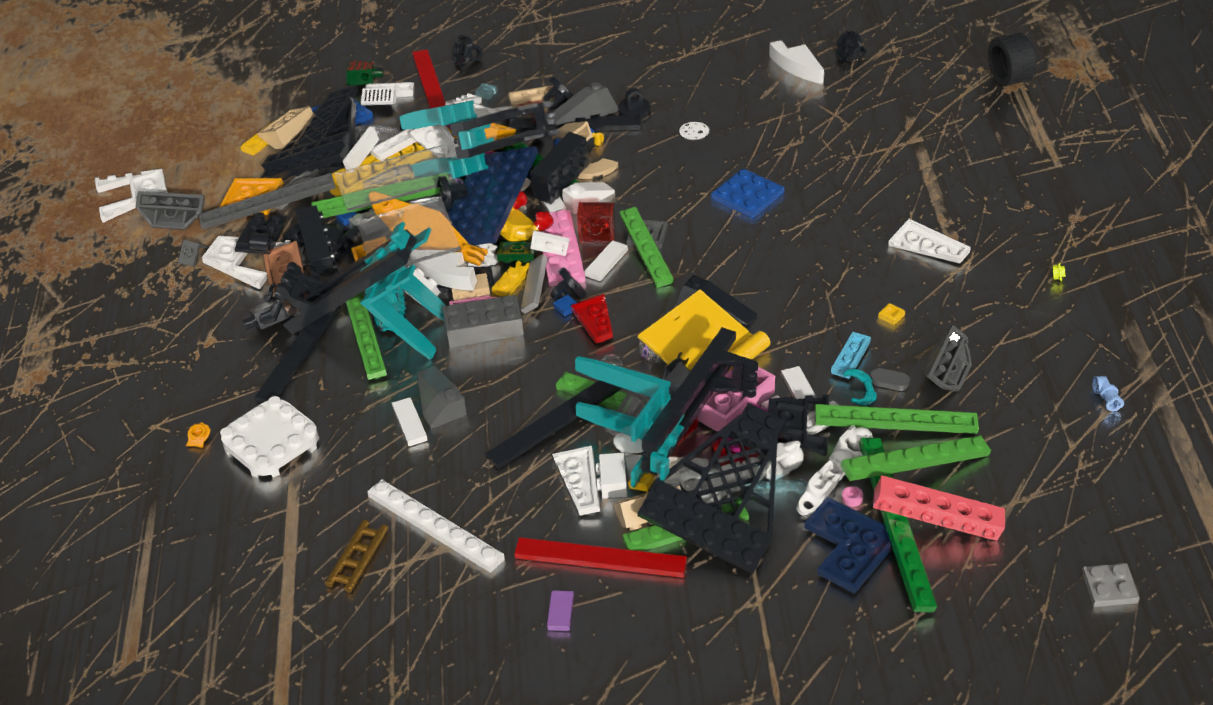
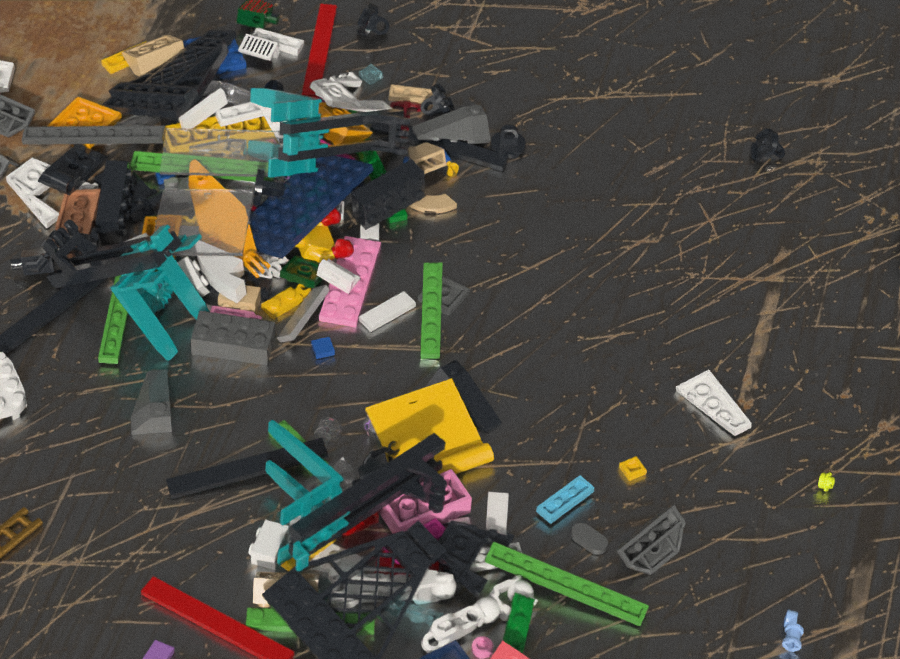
camera: 15 degrees right, 5 degrees up
(409, 421) = (114, 420): white tile -> none
(436, 526) = (86, 536): white plate -> none
(567, 286) = (332, 328): black tile -> none
(579, 475) = (240, 531): white wing -> none
(585, 193) = (403, 230): white slope -> none
(594, 318) = (342, 370): red wing -> none
(596, 222) = (394, 267): clear red brick -> none
(694, 130) = (555, 191): white sticker -> none
(747, 193) = (567, 282): blue plate -> none
(797, 61) = (703, 144): white slope -> none
(870, 395) = (560, 548): teal piece -> none
(915, 458) = (557, 632): bright green plate -> none

